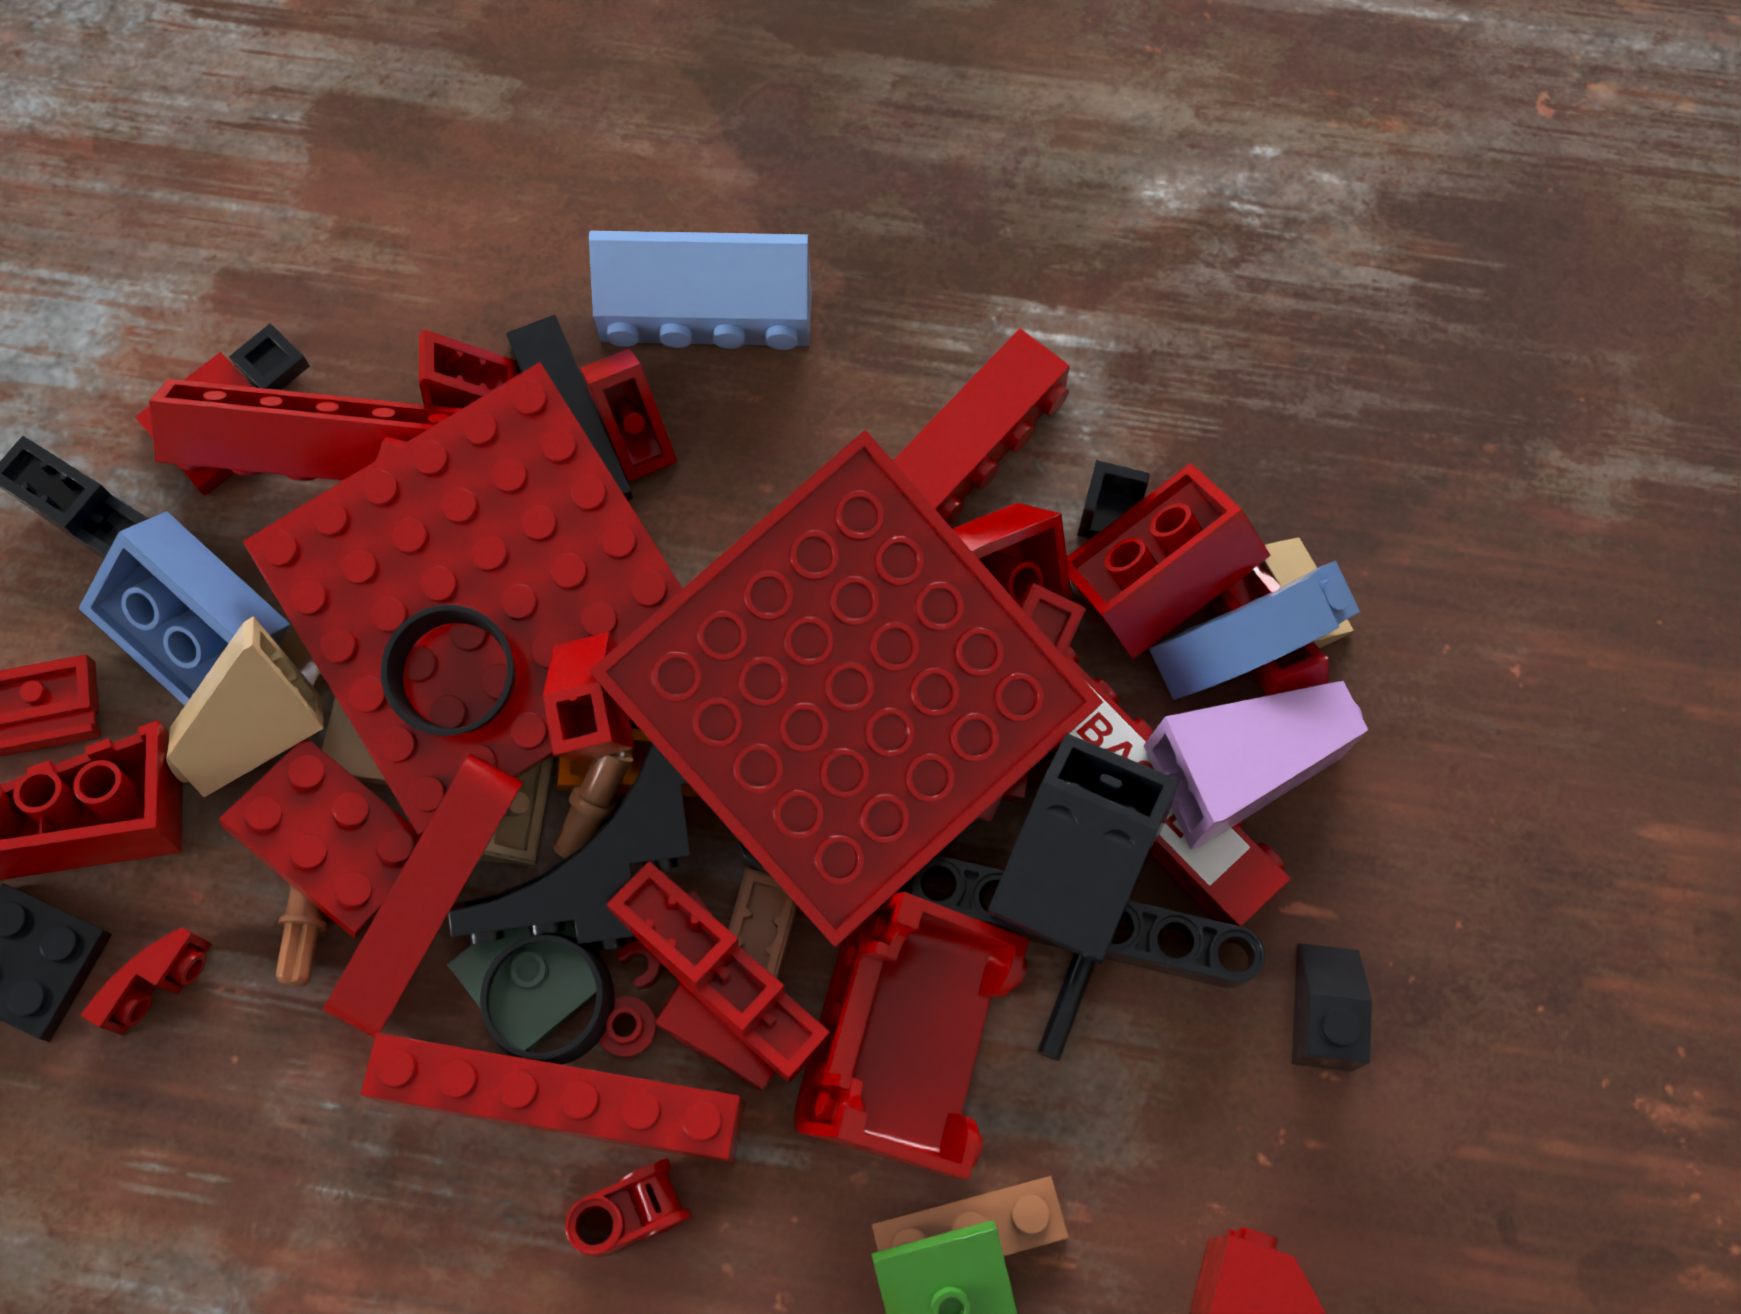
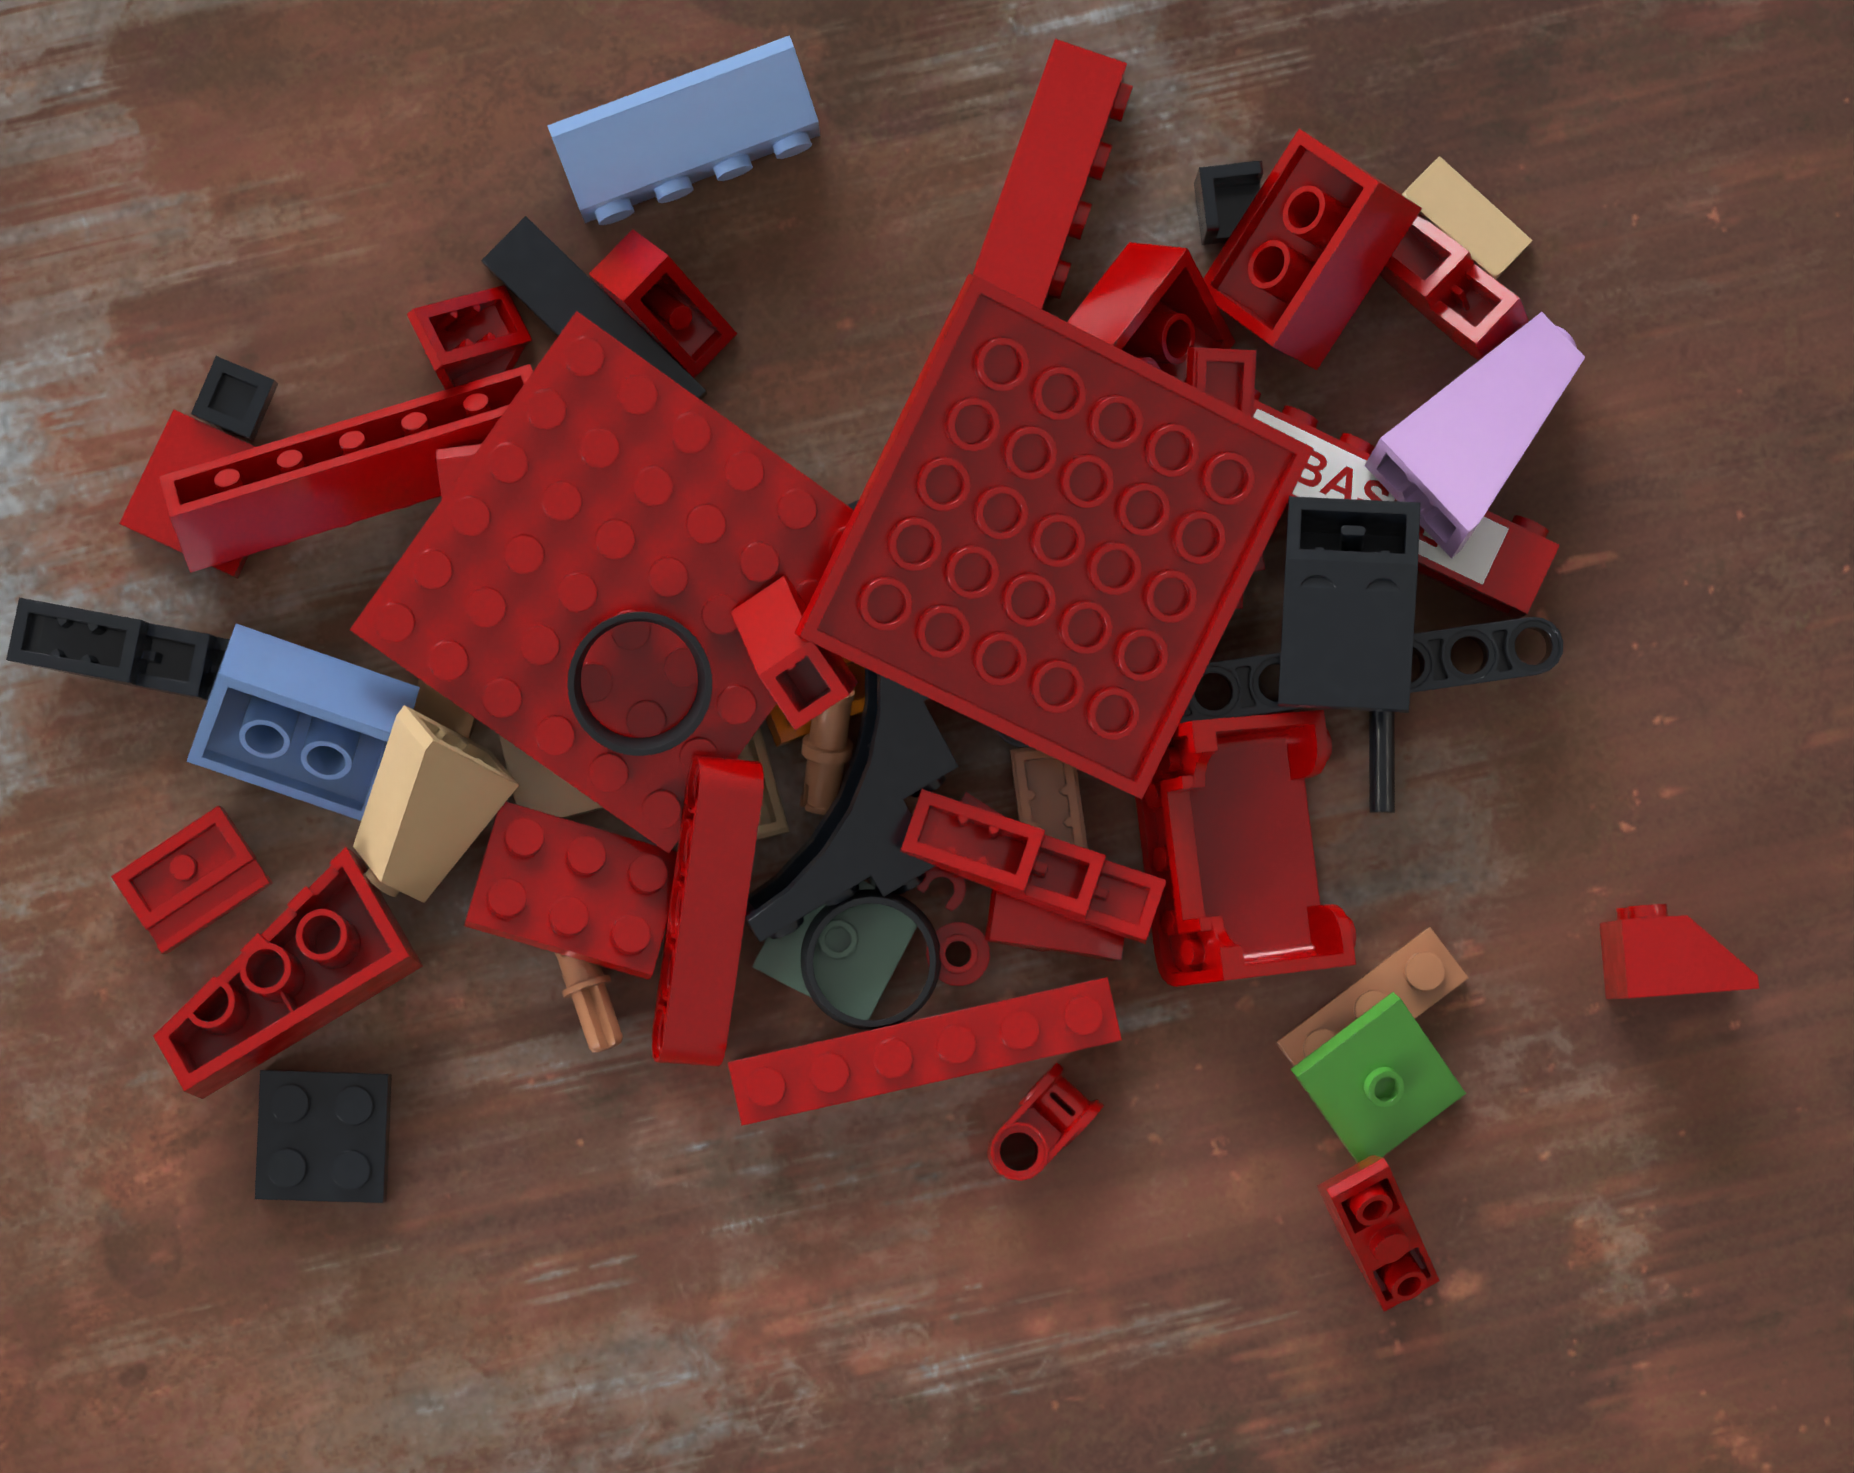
camera: 25 degrees left, 15 degrees up
(166, 963) = (472, 1084): red slope -> none
(1255, 632) = (1439, 301): medium blue arch -> none
(1331, 1009) = (1641, 653): black slope -> none

